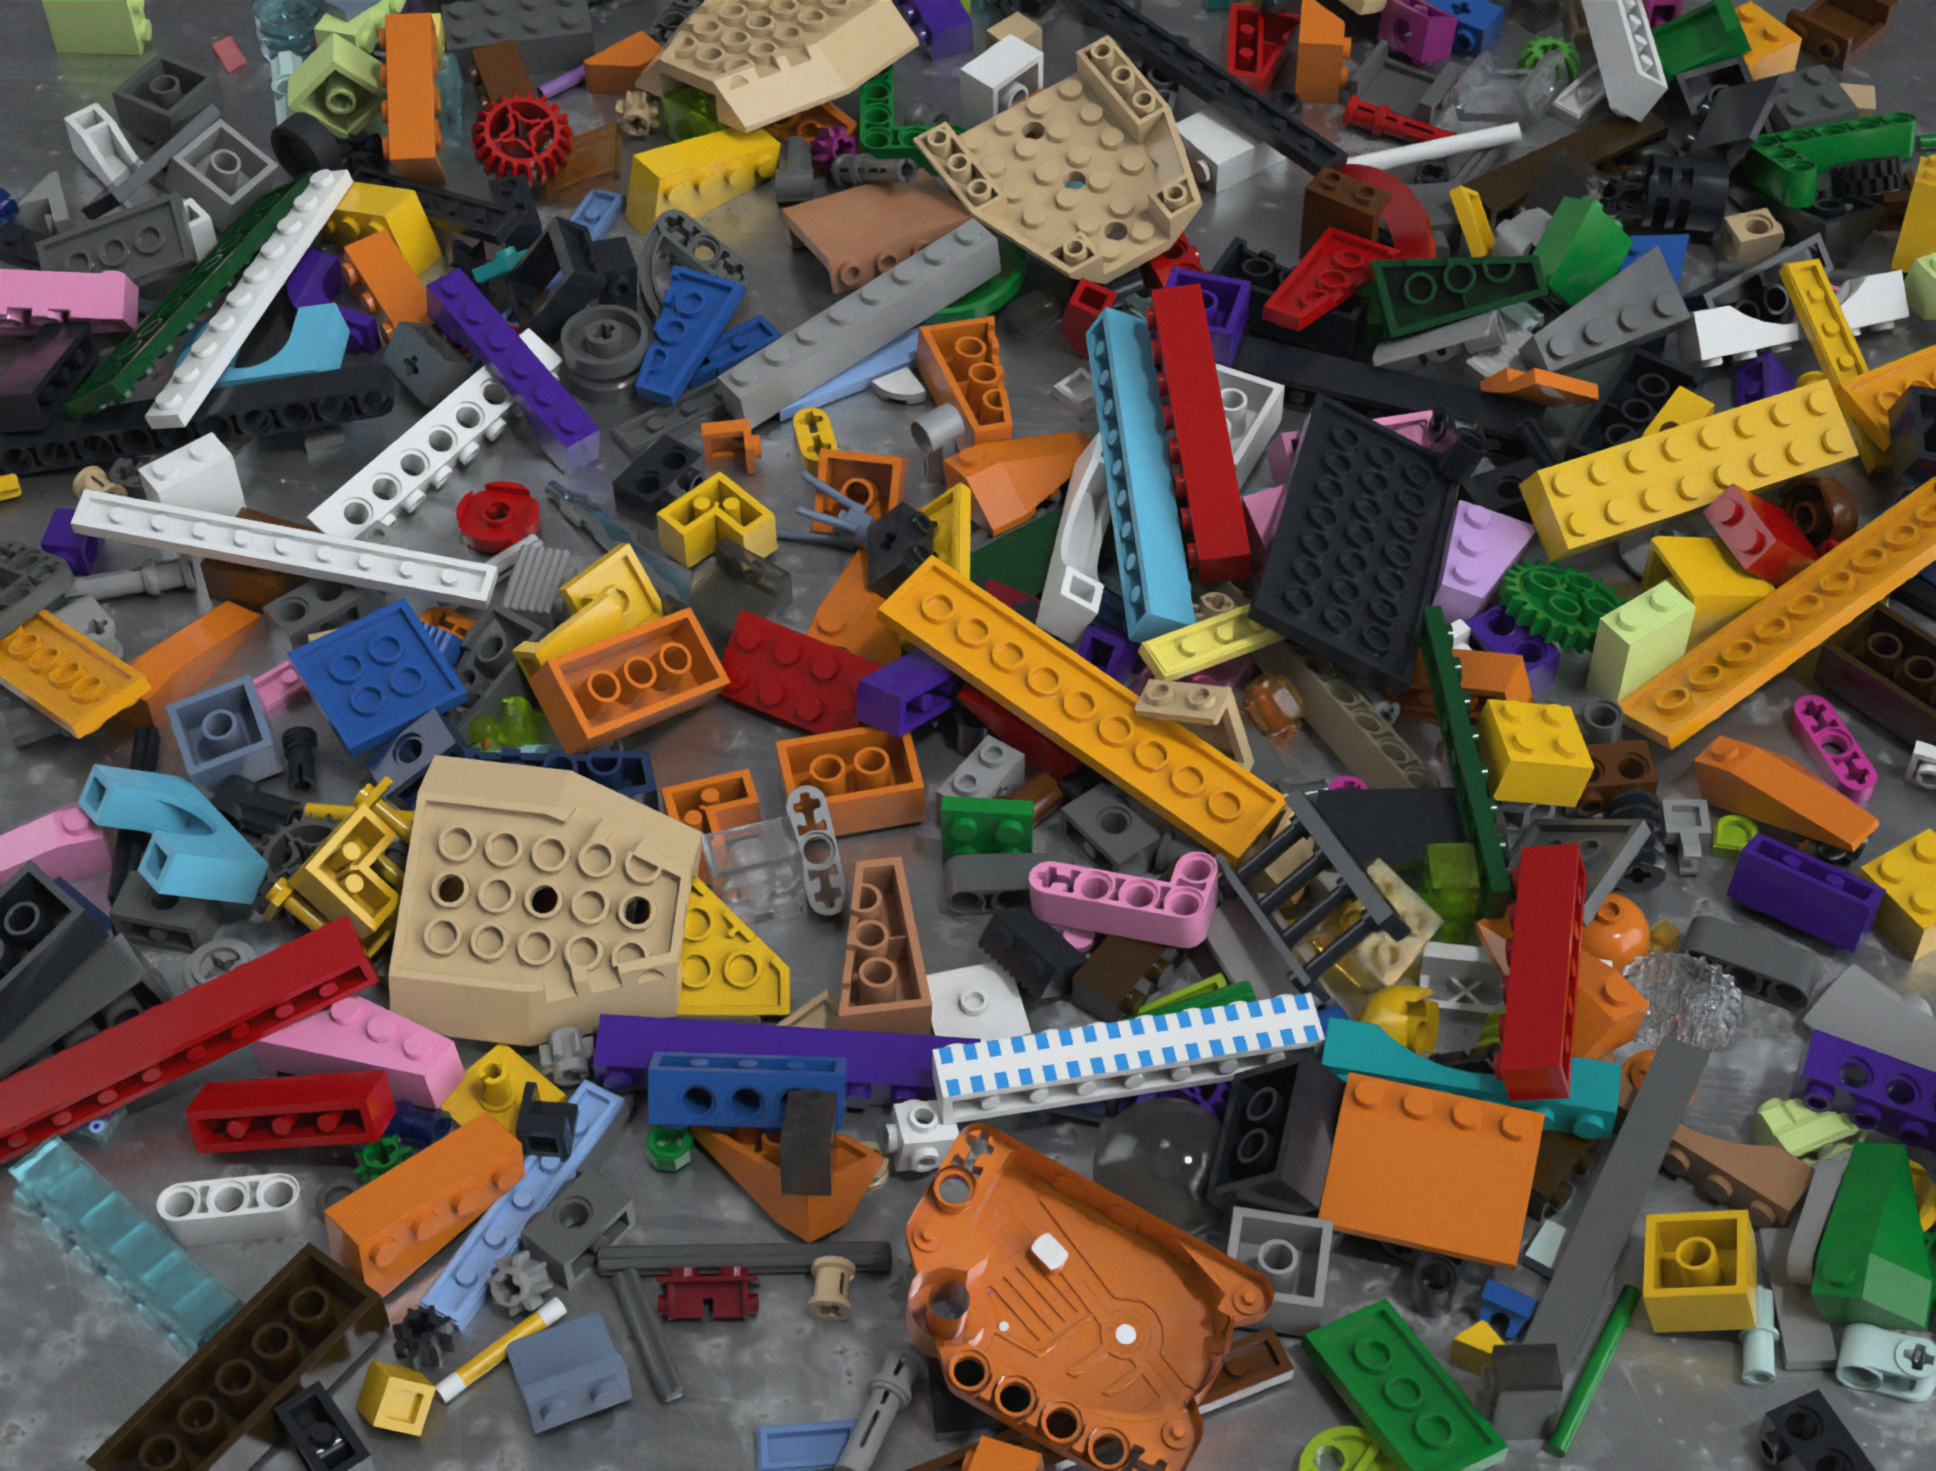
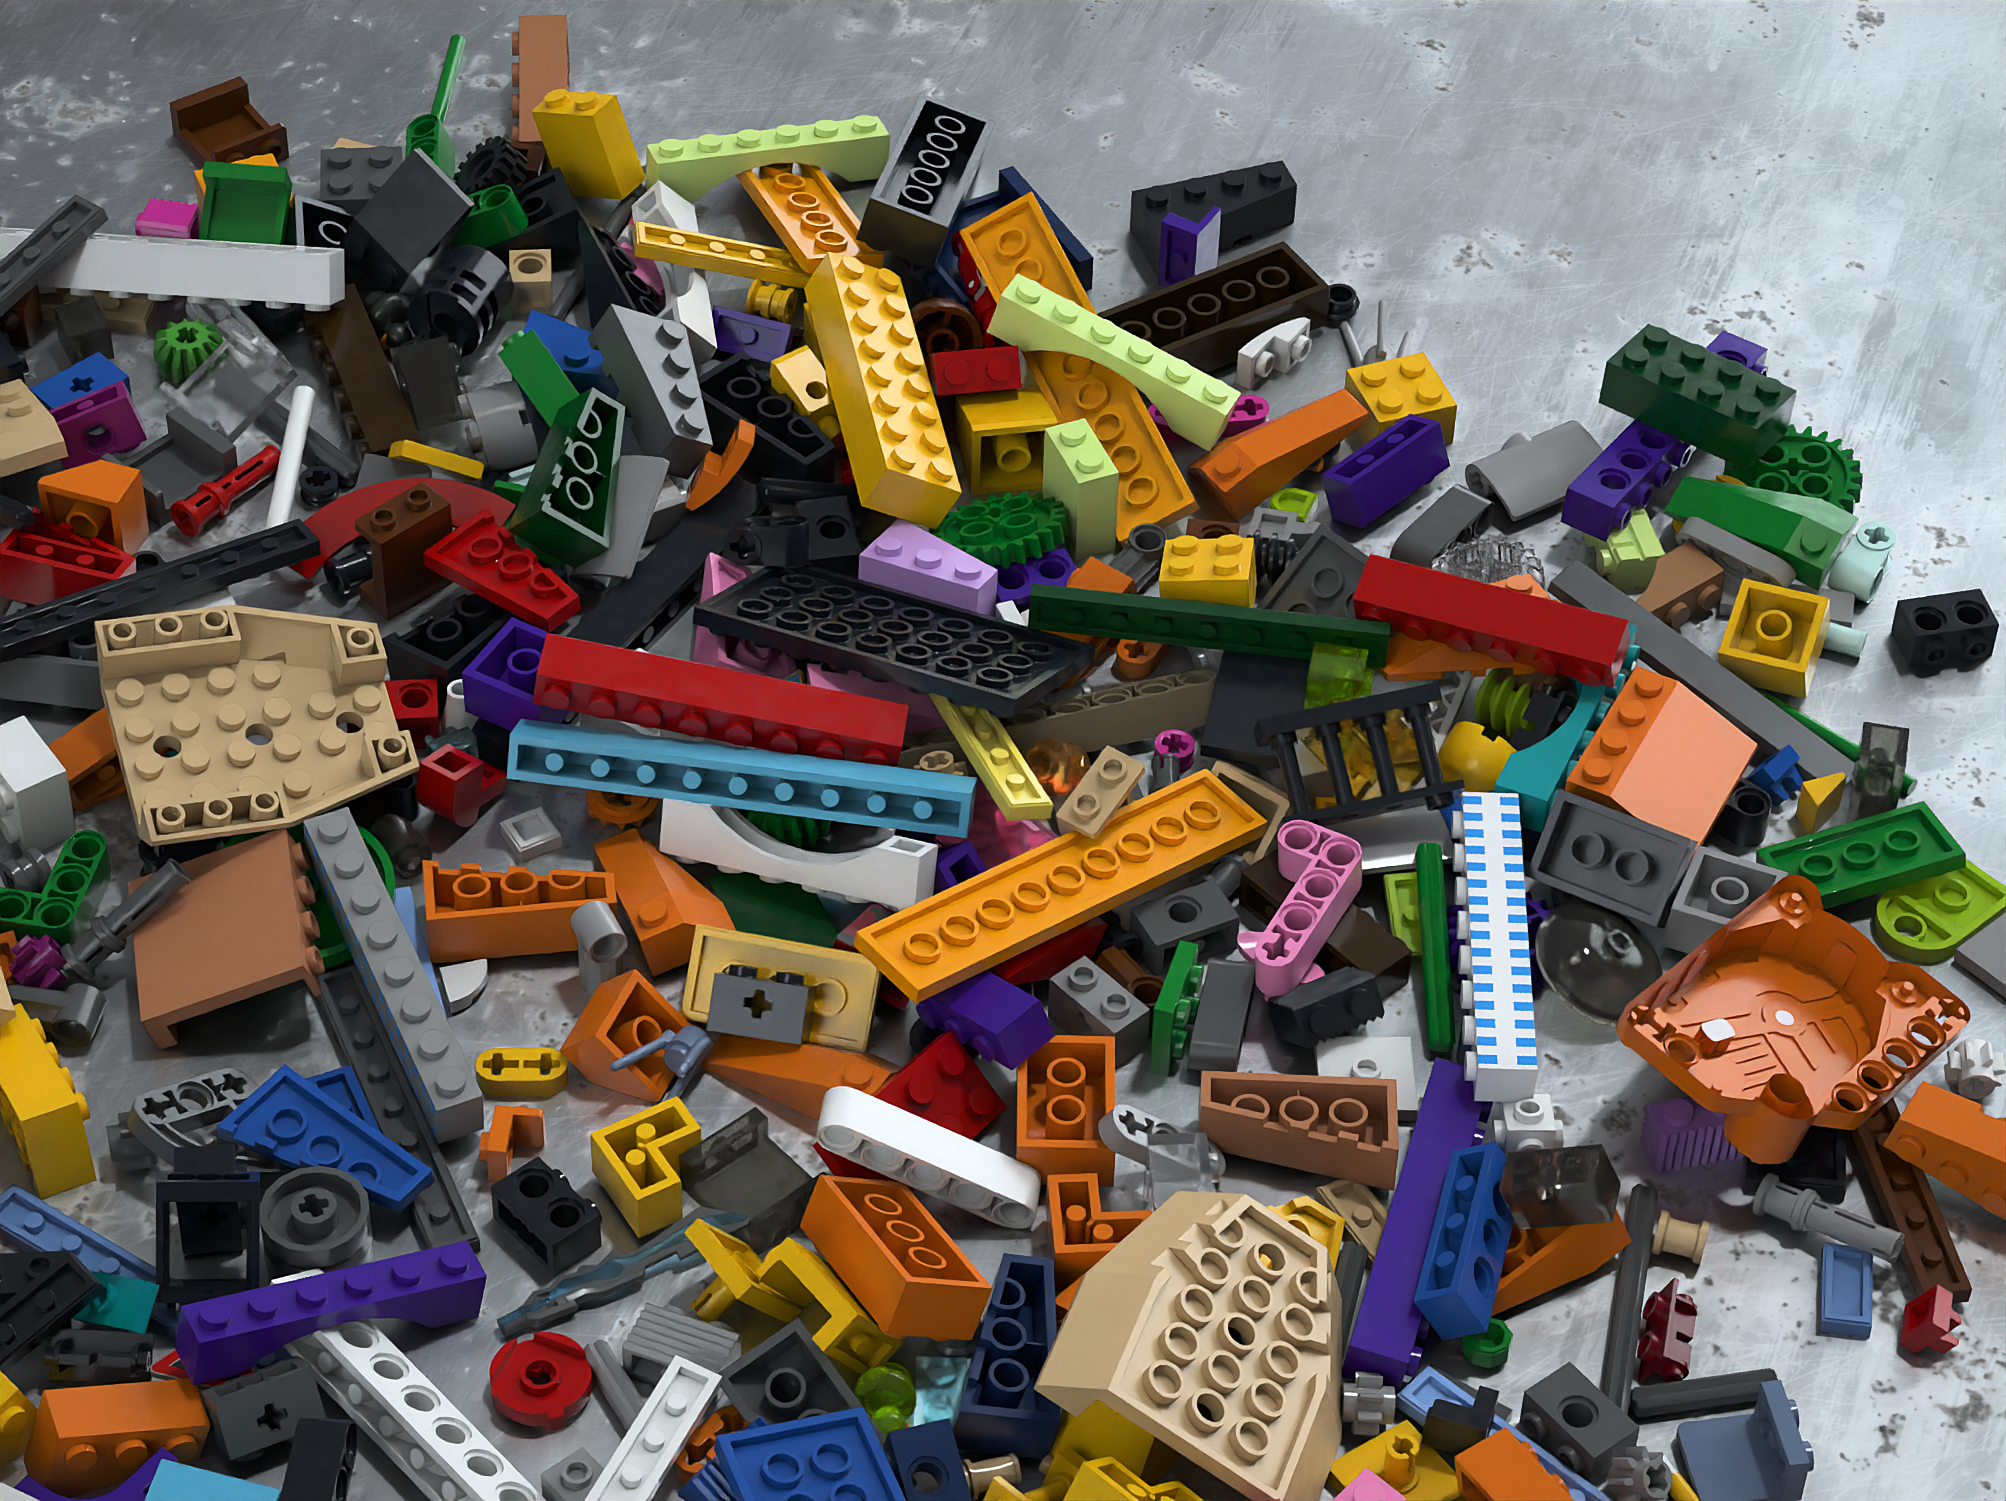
camera: 80 degrees left, 5 degrees down
(749, 683) = (928, 1157): none -> white beam
(1809, 667) = (1186, 397): none -> yellowish green arch

